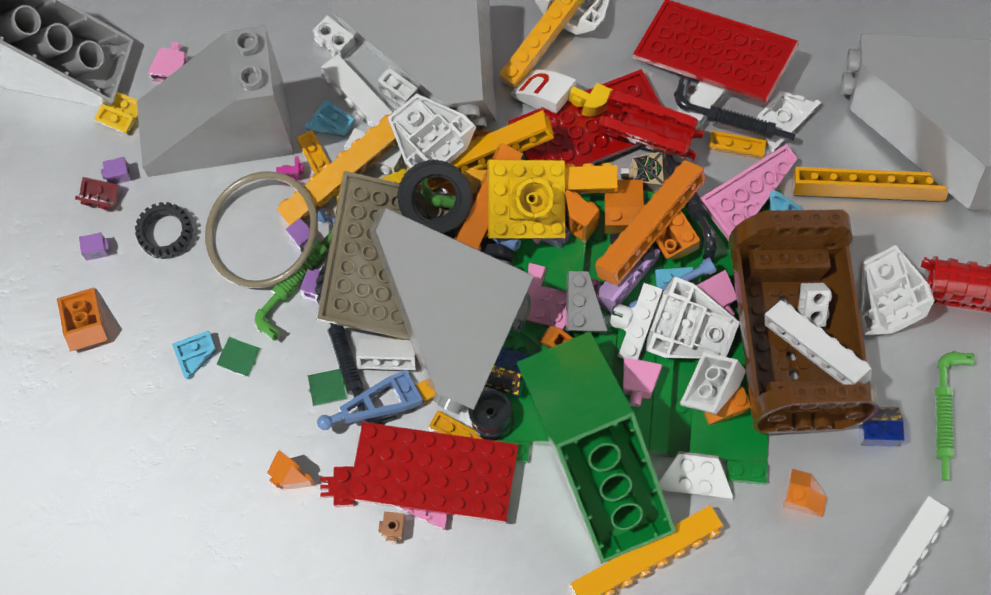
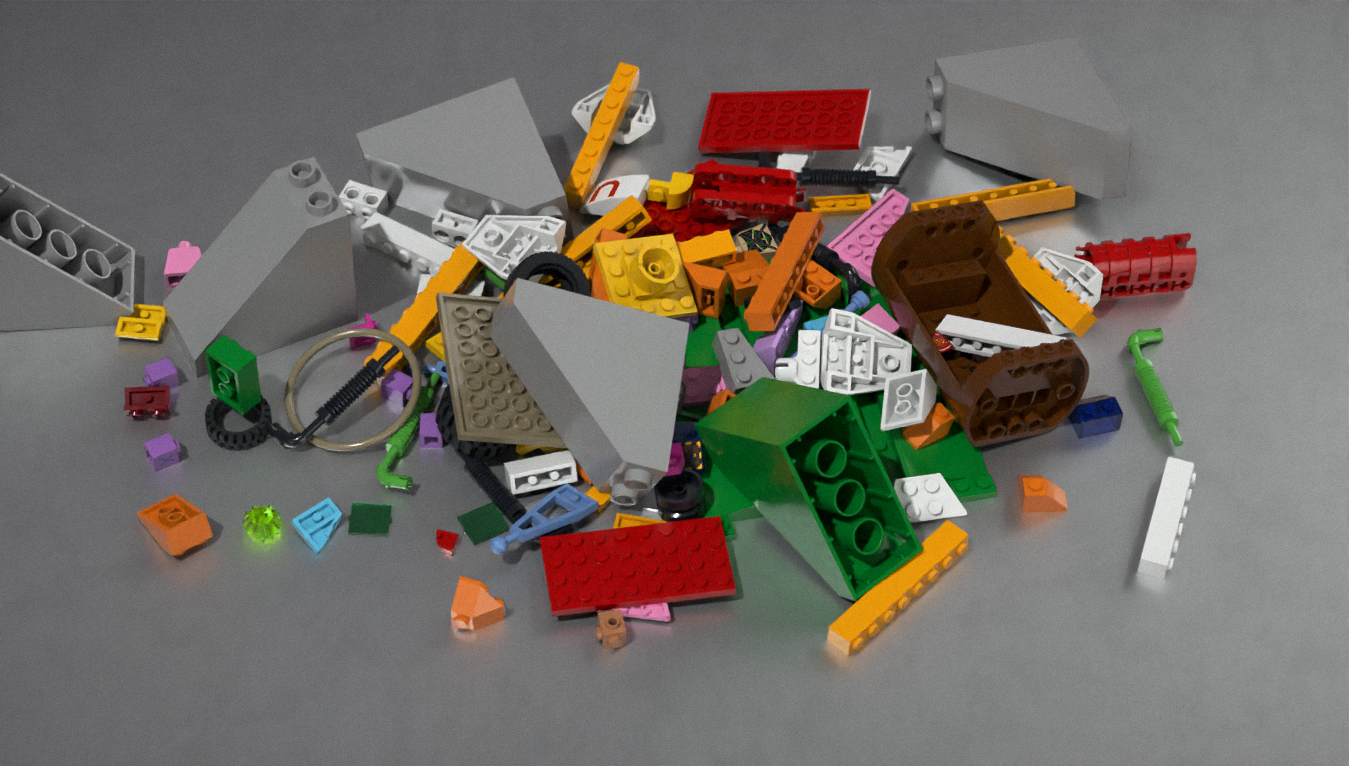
camera: 25 degrees left, 20 degrees down
(152, 343) = (262, 523): none -> clear neon green gear
(161, 198) = (233, 374): none -> green brick
(244, 241) = (339, 402): none -> black piece
(291, 397) = (446, 541): none -> red tile
(313, 151) = (378, 310): light orange tile -> none
(330, 120) = (389, 277): medium azure wing -> none
(338, 486) = (534, 610): red hinge -> none
(493, 385) = (676, 460): none -> dark pink bracket
(762, 327) = (941, 342): none -> red tile
(809, 304) = (973, 310): white brick -> none
(878, 282) = (1042, 286): none -> light orange brick

